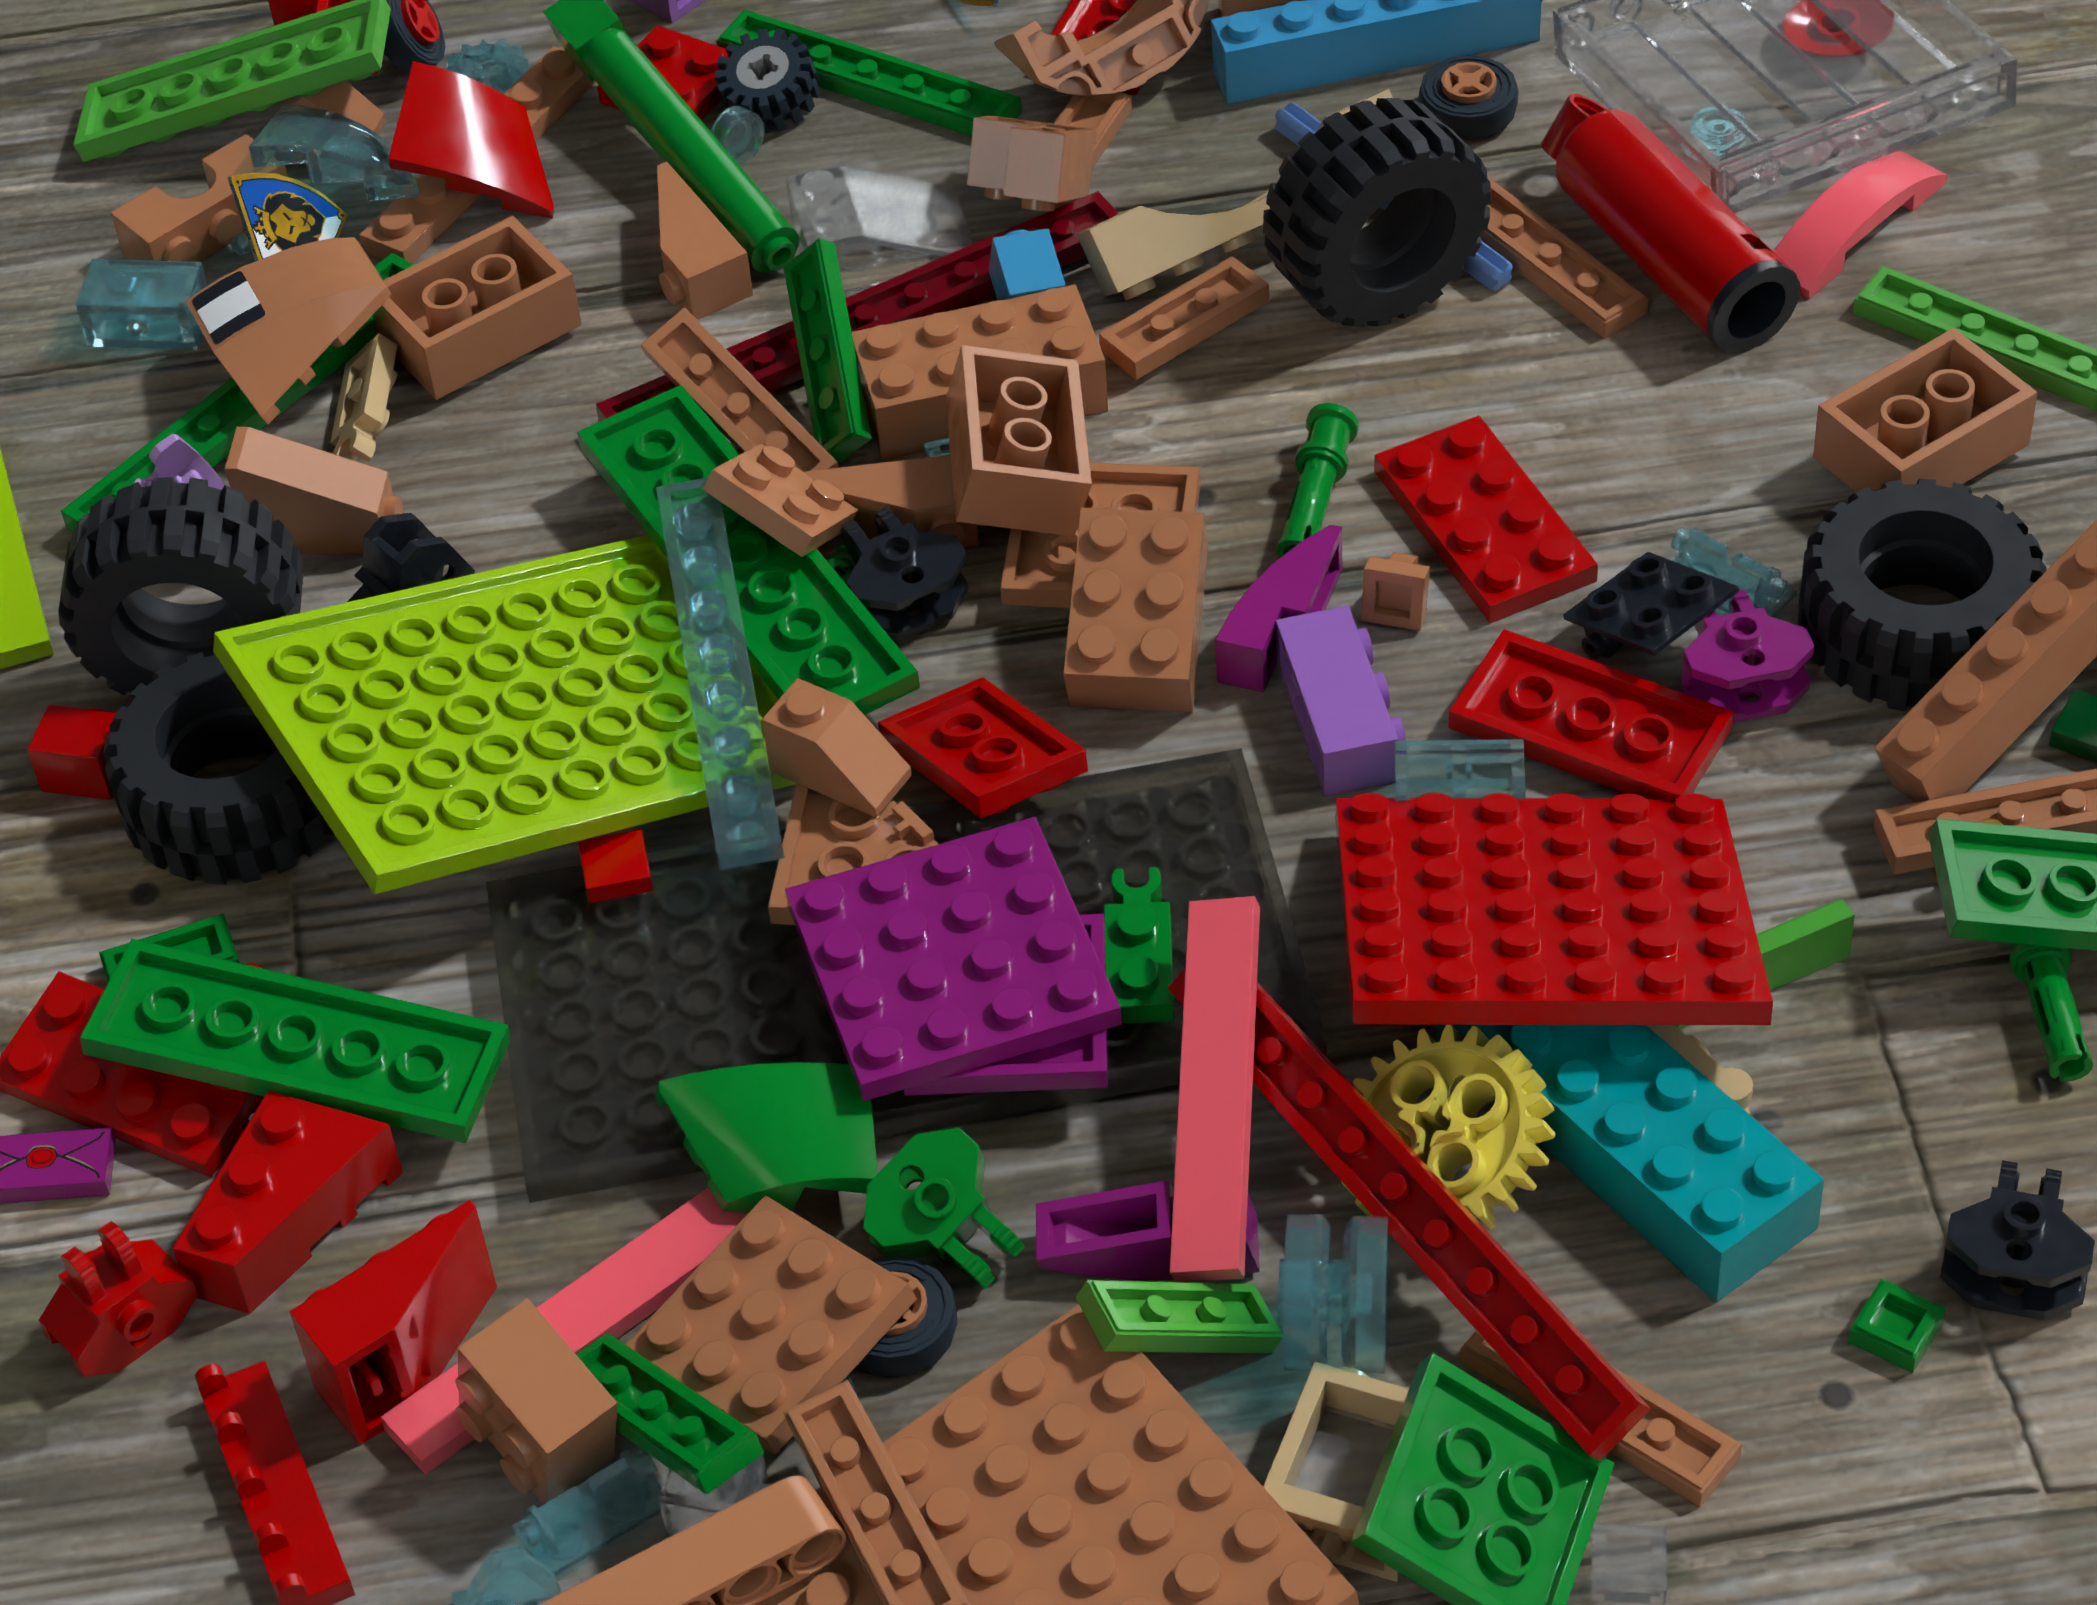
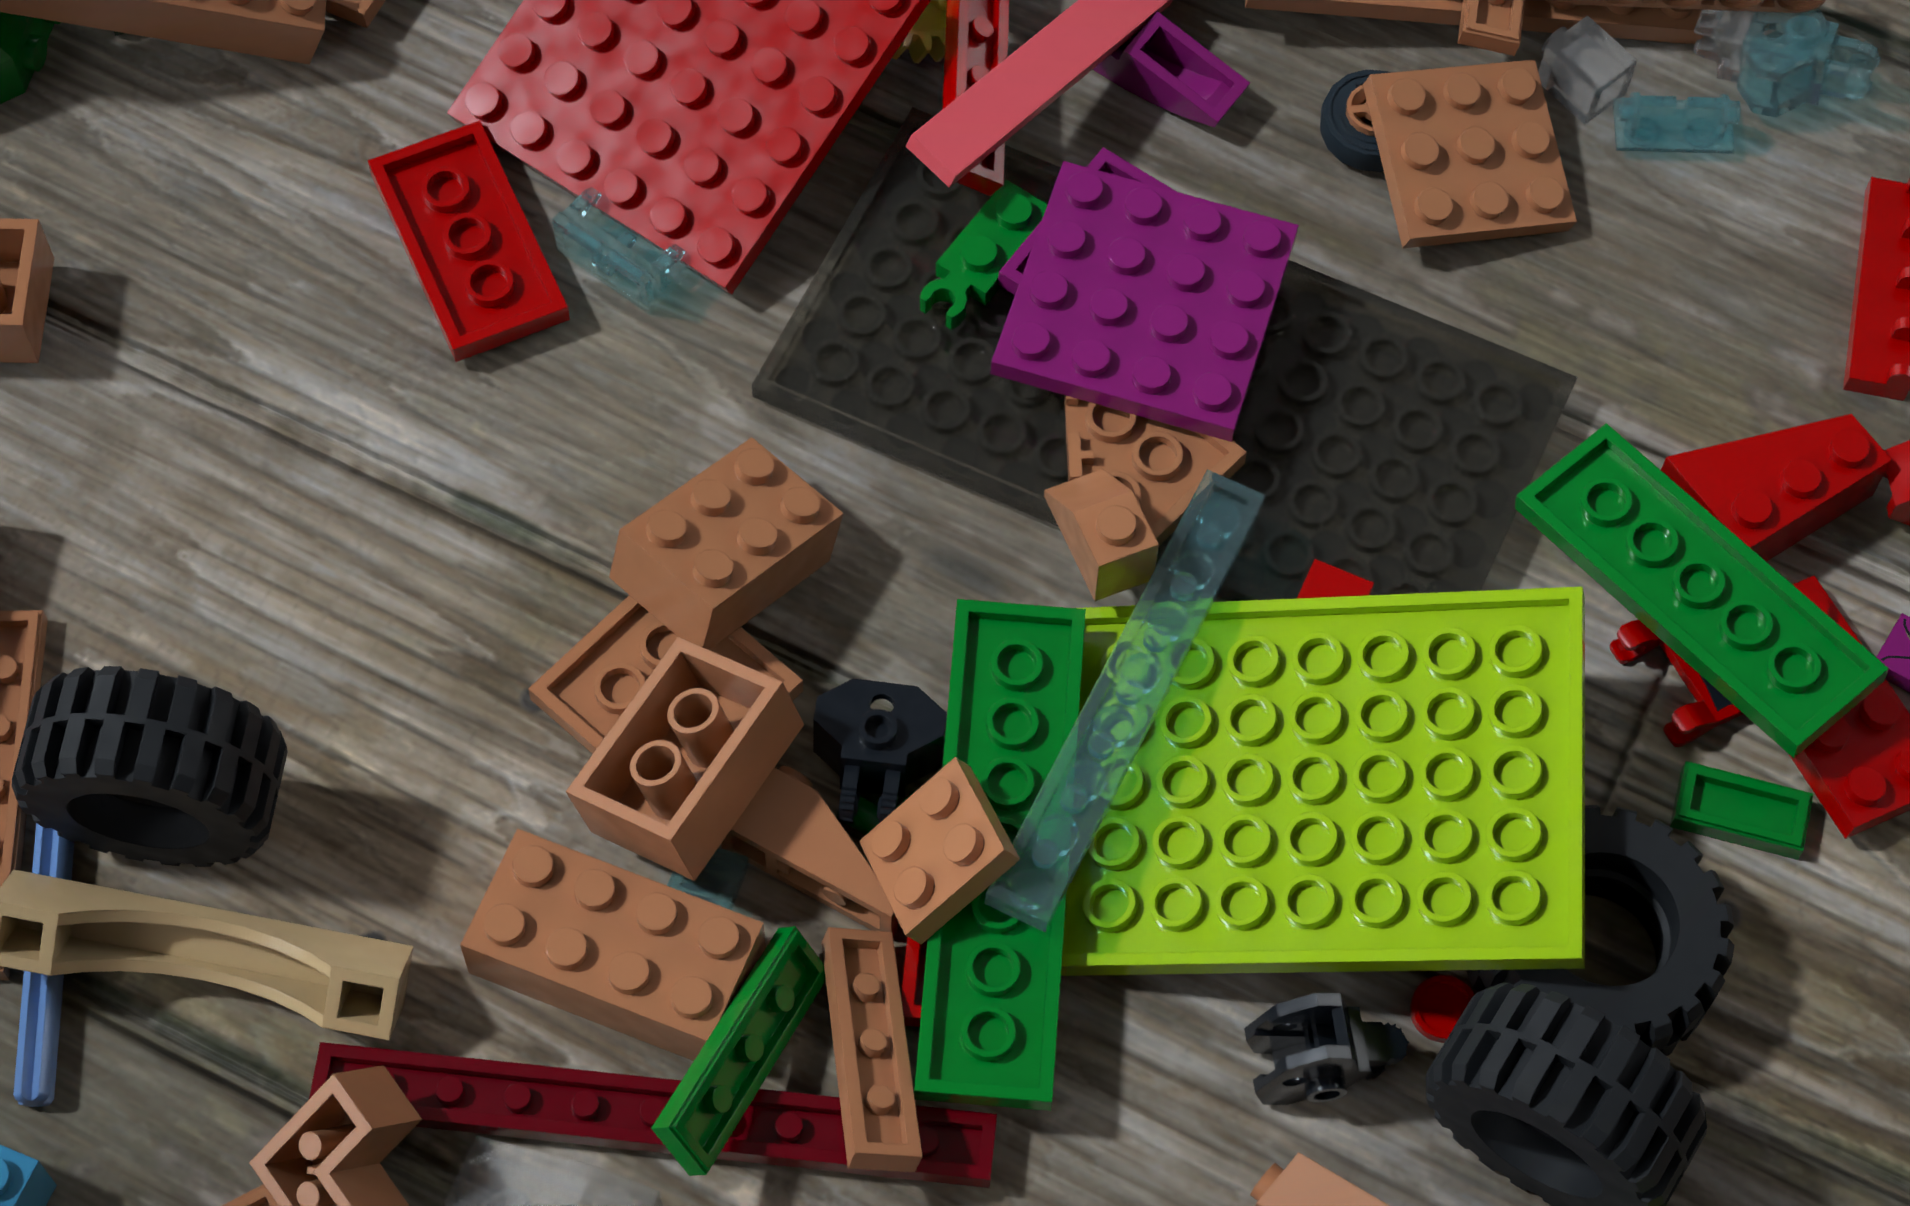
camera: 150 degrees left, 15 degrees up
(70, 751) = (1727, 1079): red brick -> none
(395, 1320) = (1750, 302): red slope -> none
(535, 1403) = (1687, 163): nougat brick -> none
(600, 1302) = (1600, 270): coral tile -> none
(670, 1418) = (1598, 124): green tile -> none
(774, 1130) = (1368, 277): green slope -> none
(941, 1209) = (1290, 155): green hinge -> none
(983, 747) = (953, 513): red plate -> none
(1024, 264) = (484, 1011): dark azure brick -> none
(1184, 317) = (375, 890): nougat plate -> none
(1290, 587) = (589, 498): magenta slope -> none
(1320, 464) = (424, 627): green pin -> none
(1338, 699) = (634, 383): medium lavender brick -> none
(1395, 591) = (488, 454): nougat tile -> none
(1485, 519) = (343, 495): red plate -> none
(1647, 606) = (331, 275): black hinge -> none
(1711, 557) = (235, 288): clear light blue hinge -> none
(1745, 657) = (315, 192): magenta hinge -> none
(1909, 538) = (120, 82): black tyre -> none

